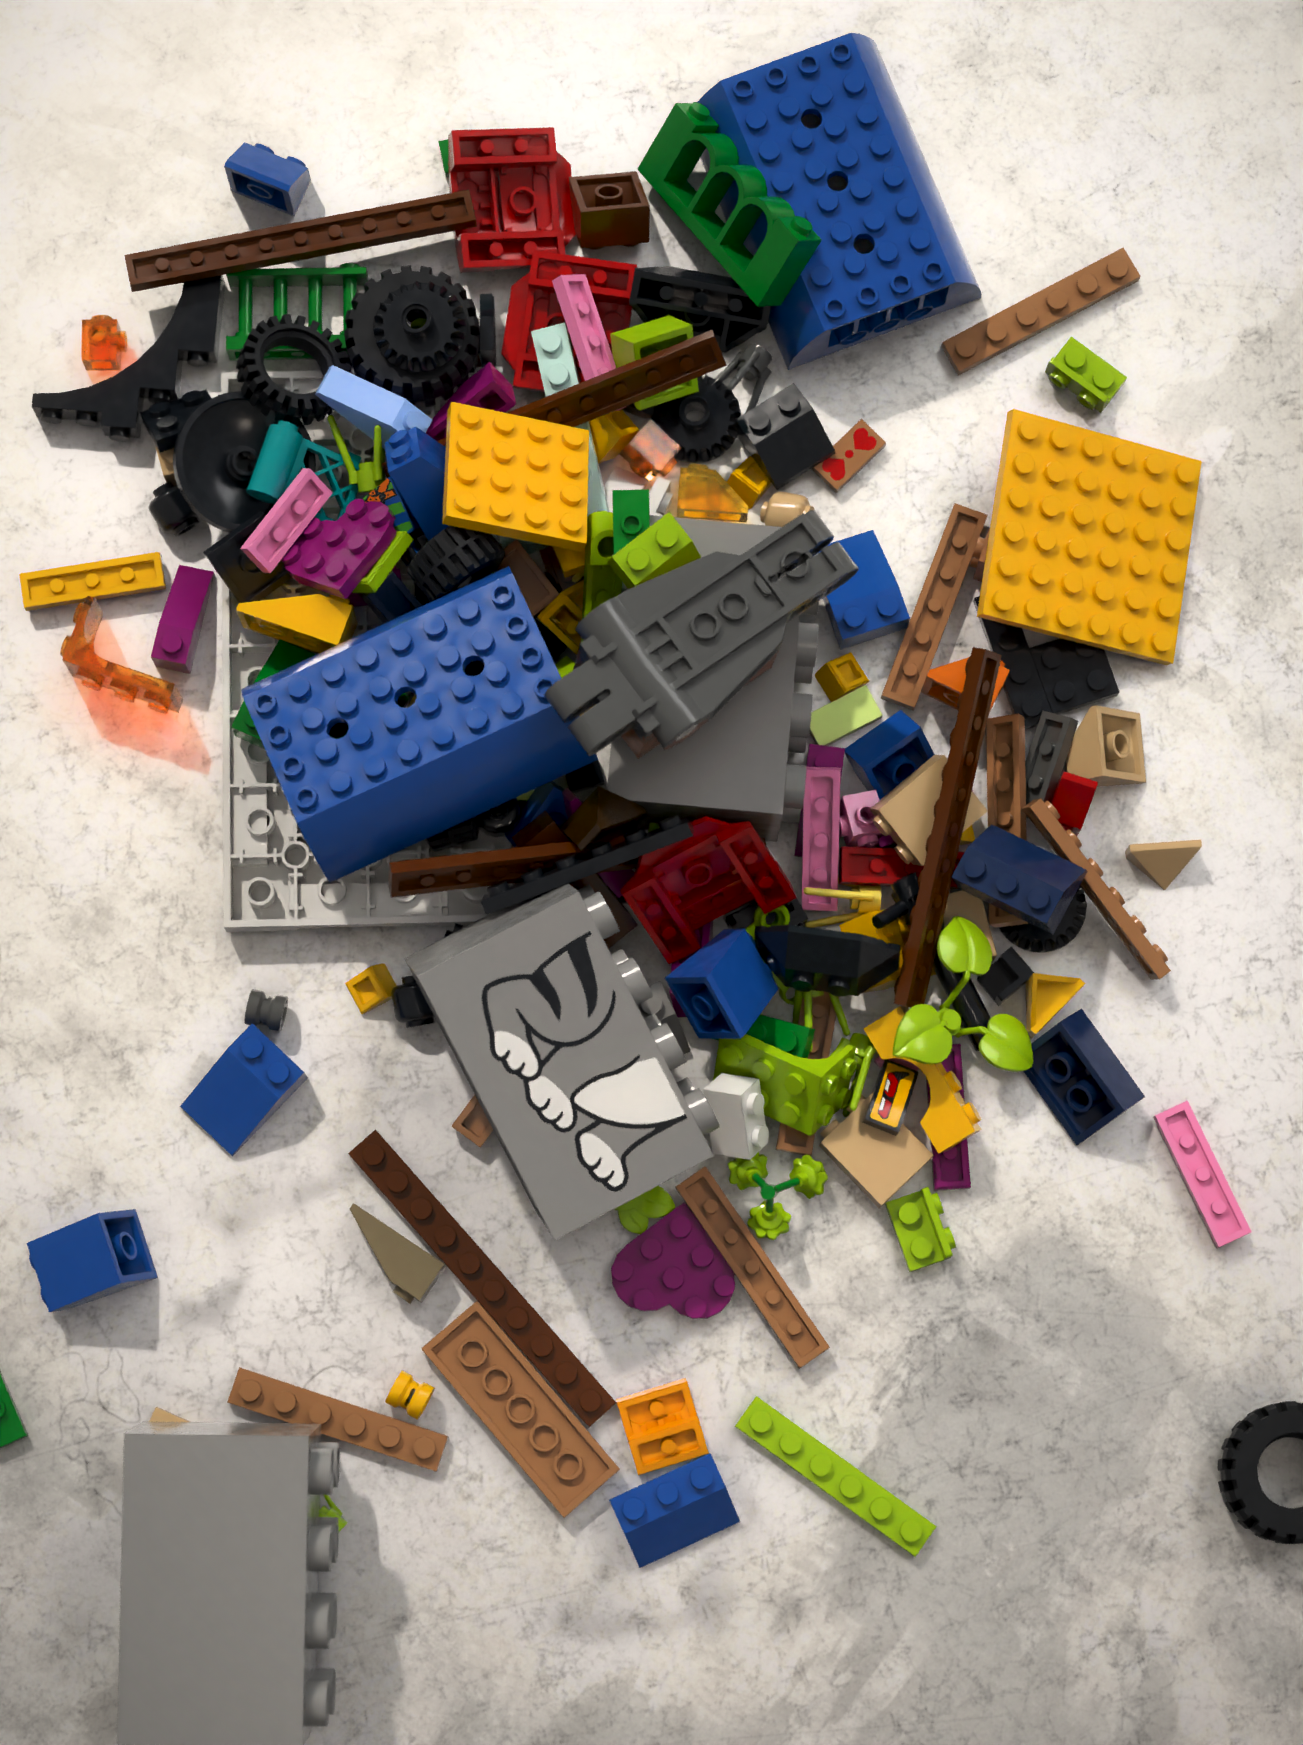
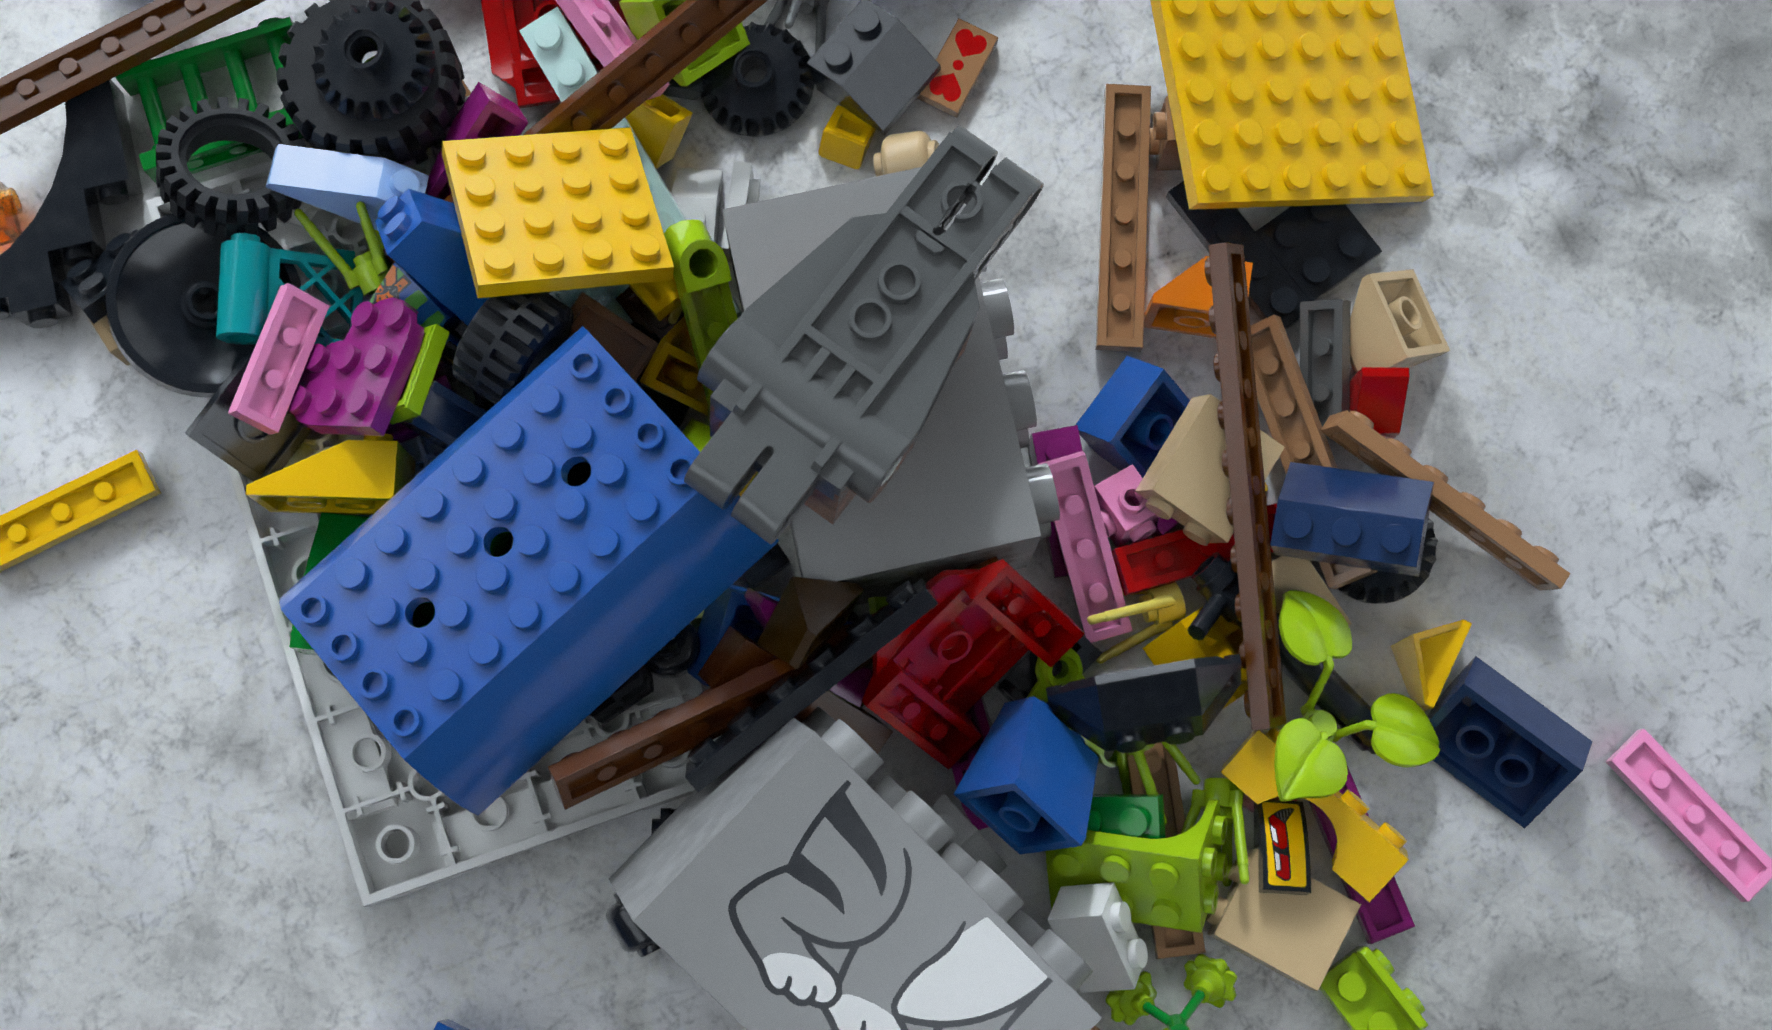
camera: 20 degrees left, 0 degrees up
(97, 672) = (73, 613): clear orange bracket -> none
(172, 511) = (136, 395): black head -> none
(182, 620) = (192, 527): magenta slope -> none
(270, 1010) = (455, 993): dark grey wheel -> none
(371, 987) = (579, 917): yellow slope -> none
(487, 329) = (464, 46): black tile -> none
(629, 516) = (725, 226): green plate -> none
(651, 452) = (715, 135): clear orange brick -> none
(654, 552) = (766, 249): lime slope -> none
(708, 496) = (802, 164): clear yellow slope -> none
(841, 676) = (1038, 339): yellow slope -> none
(844, 716) = (1063, 383): yellowish green tile -> none
(869, 601) = (1048, 240): blue slope -> none
(1005, 976) = (1372, 645): black panel -> none
(1163, 859) = (1508, 439): tan slope -> none

